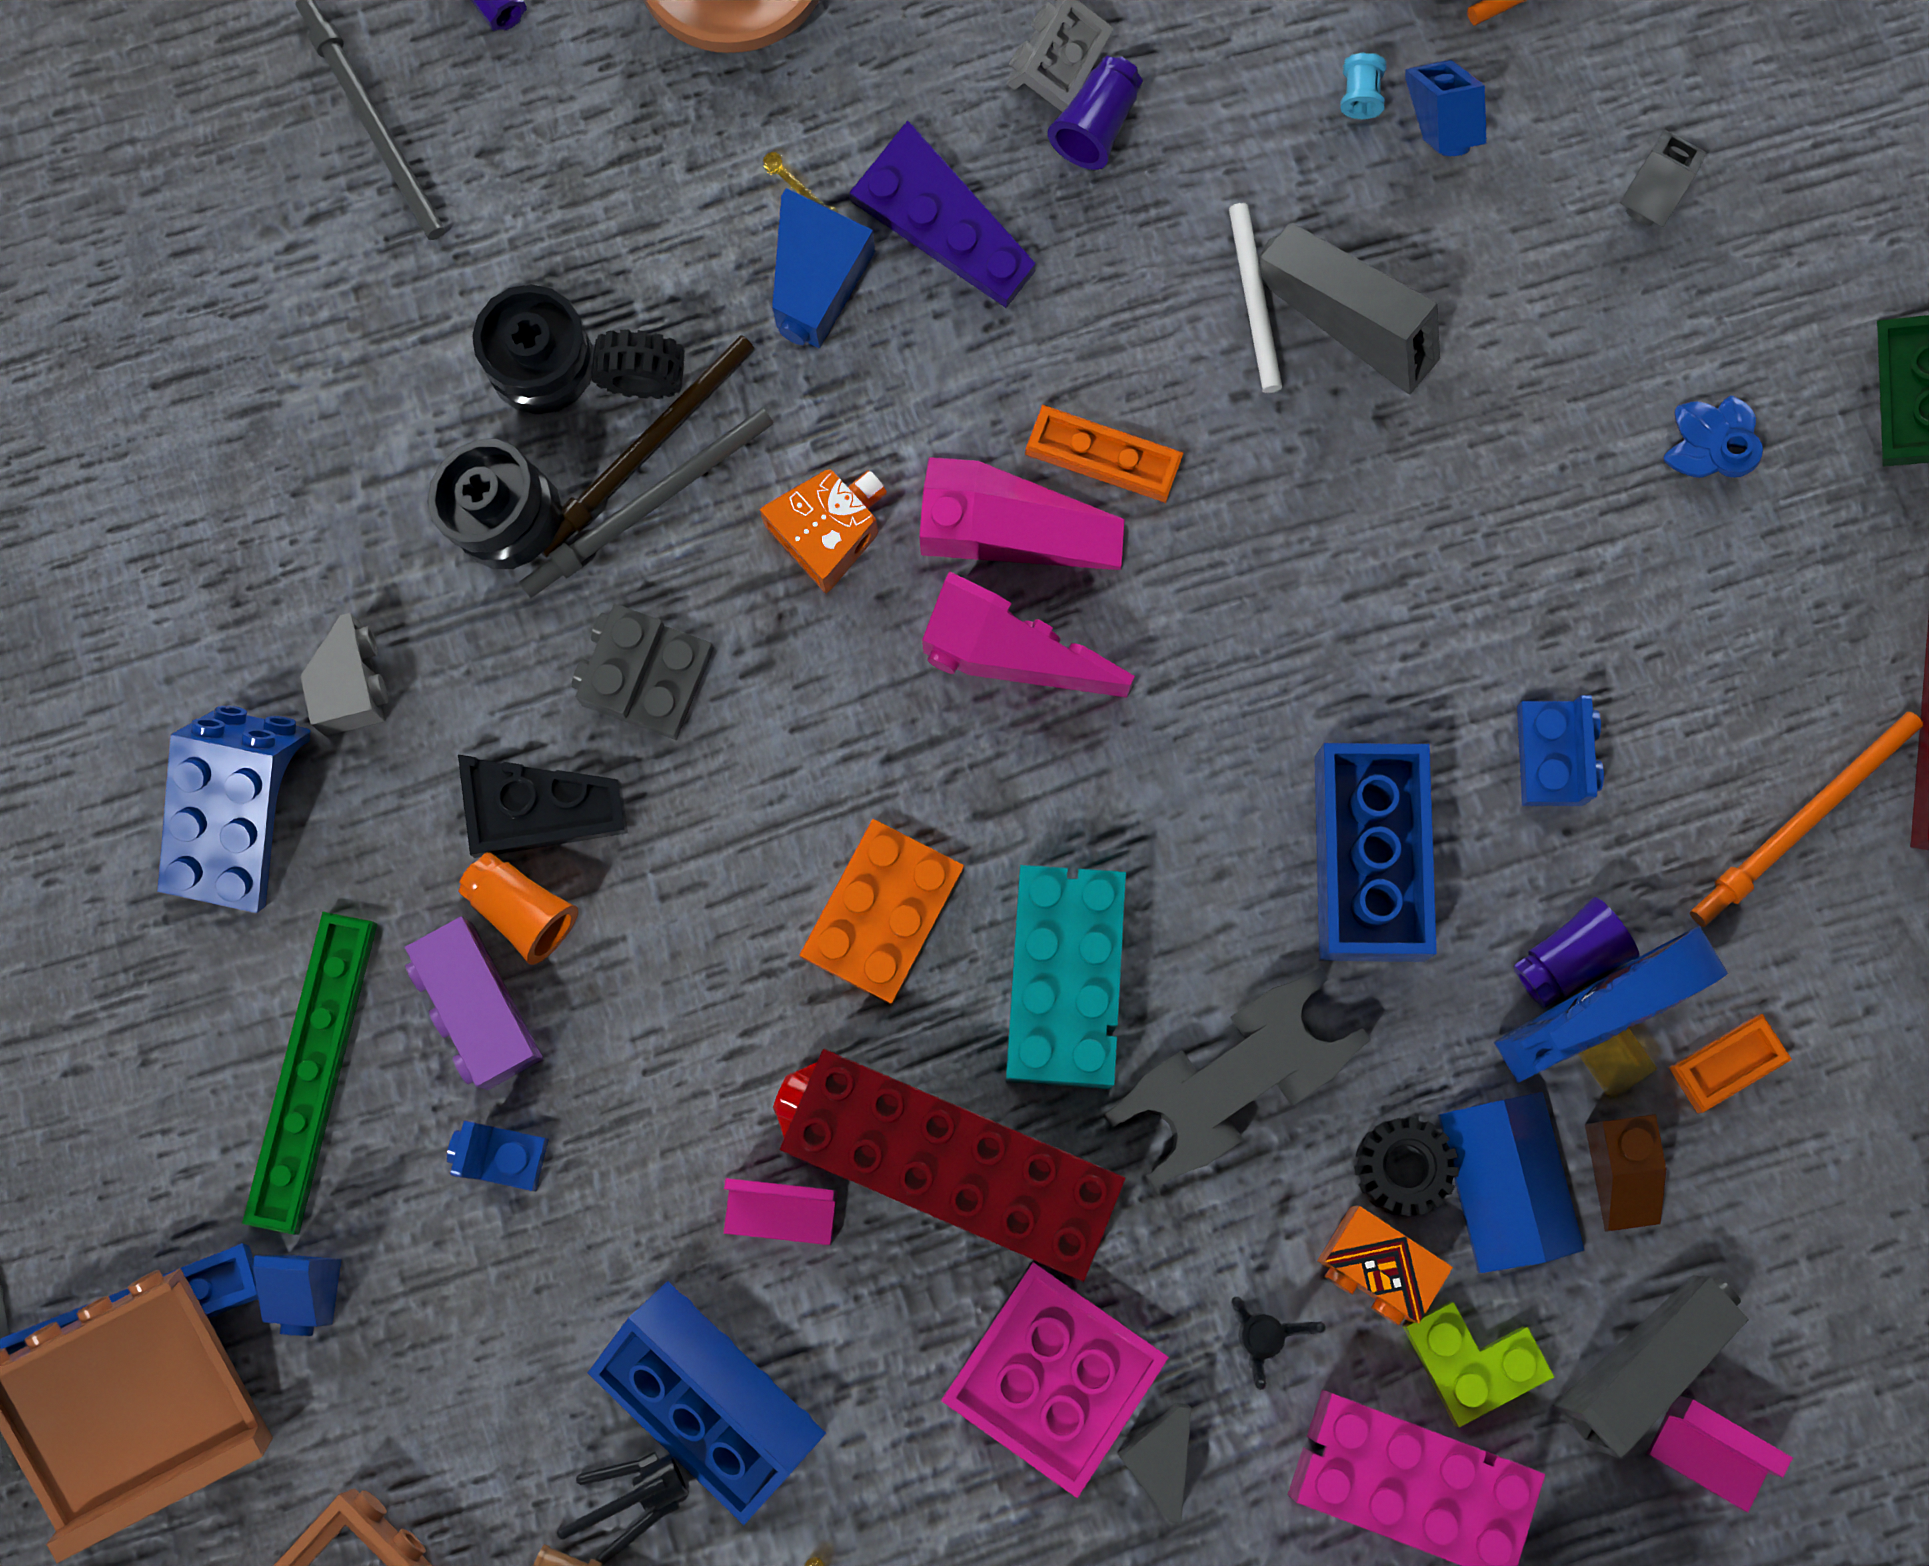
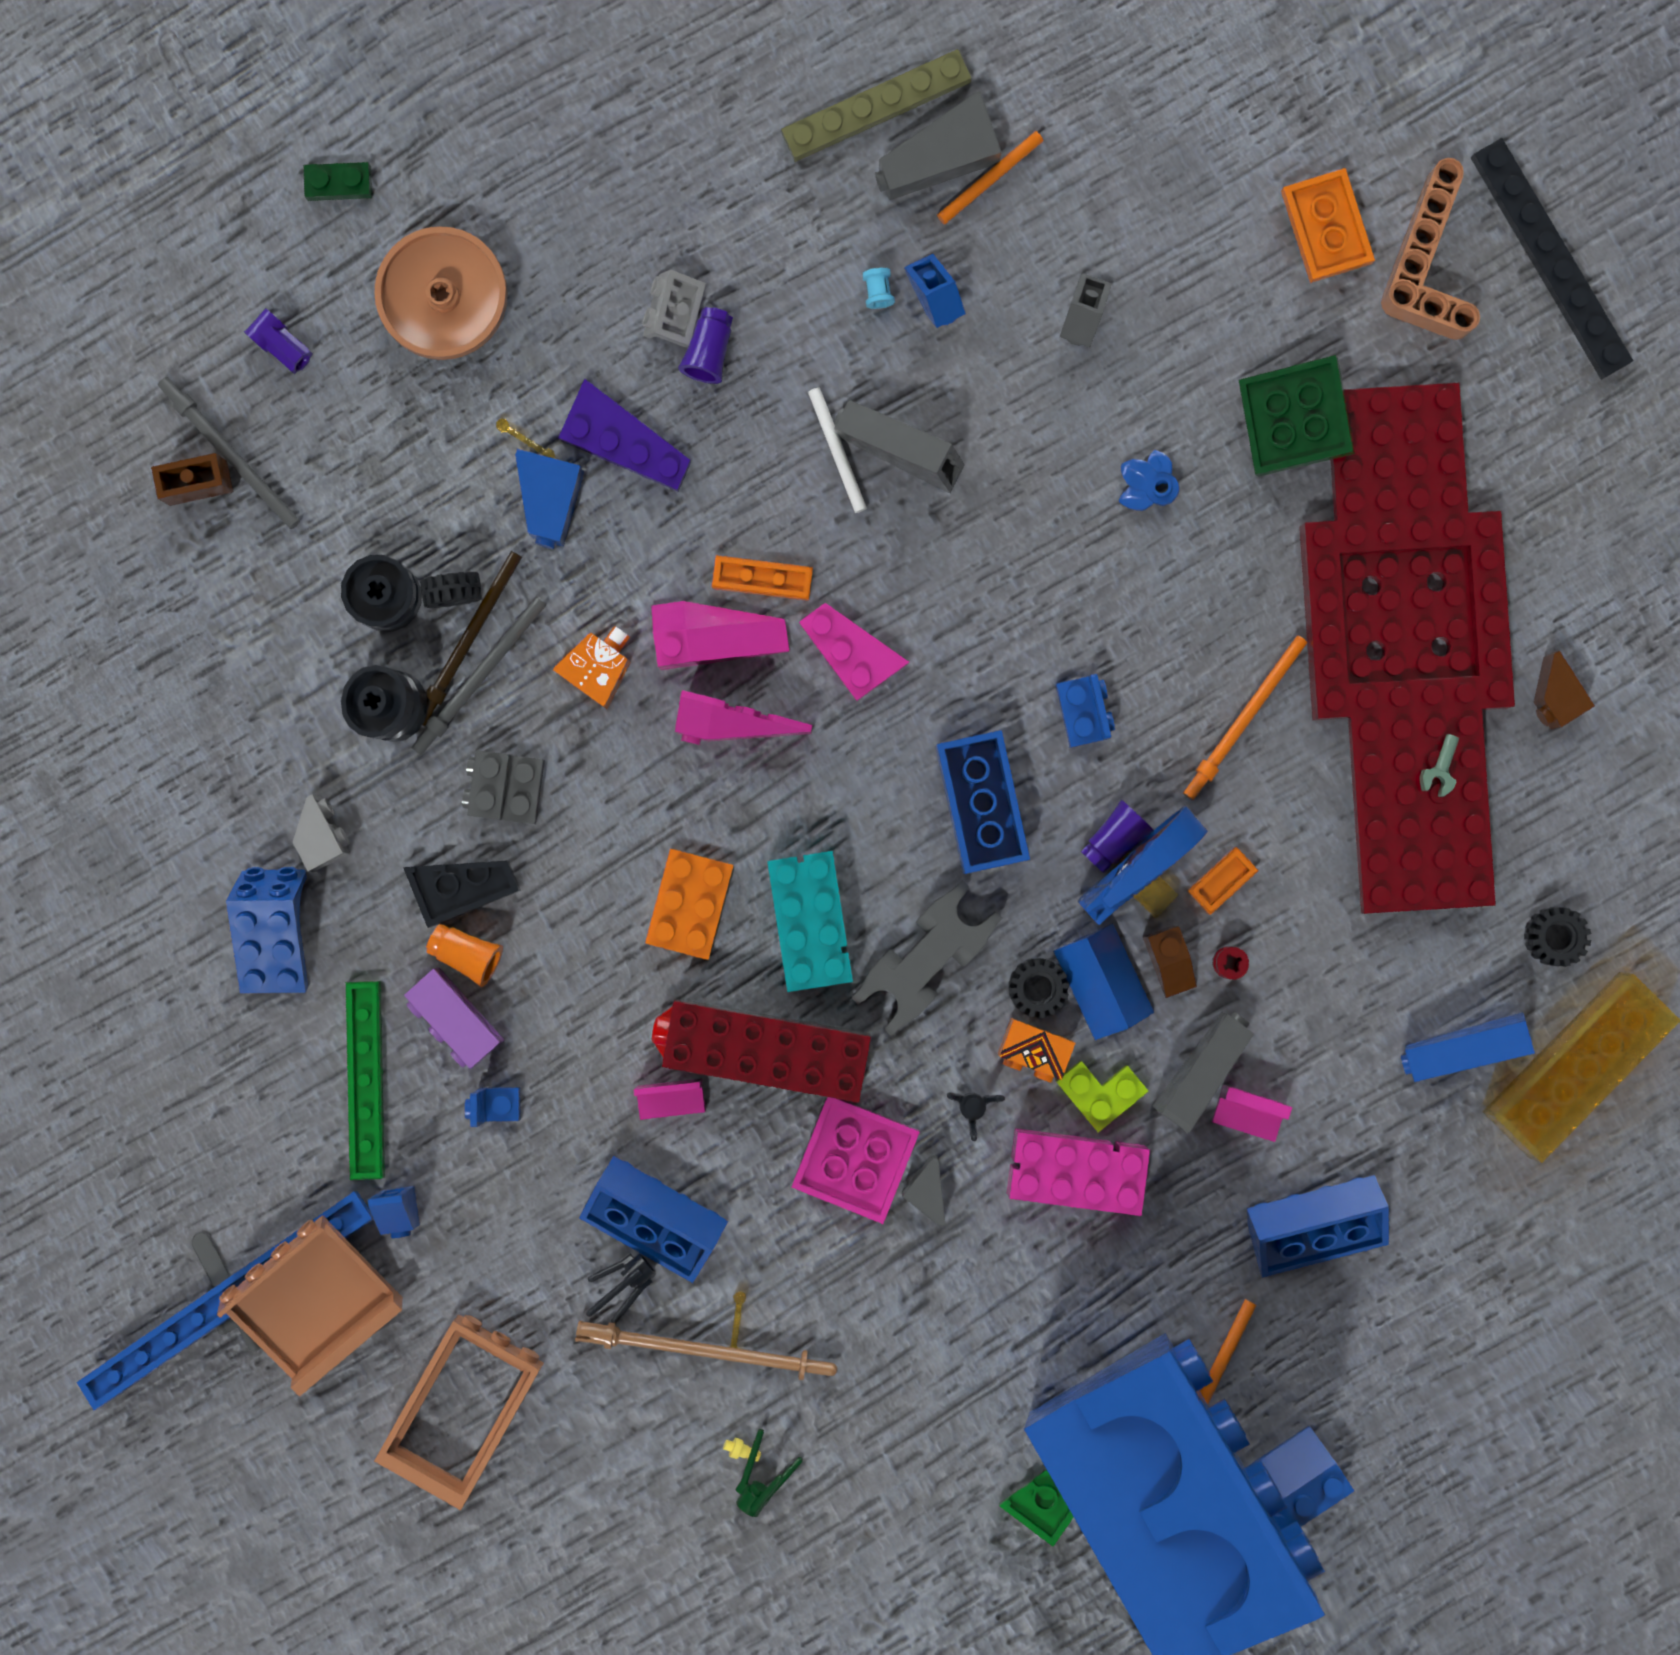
camera: 15 degrees left, 10 degrees up
(305, 133) = (192, 479): none -> reddish brown brick
(1215, 588) = (851, 651): none -> dark pink wing
(1711, 1199) = (1224, 962): none -> dark red wheel

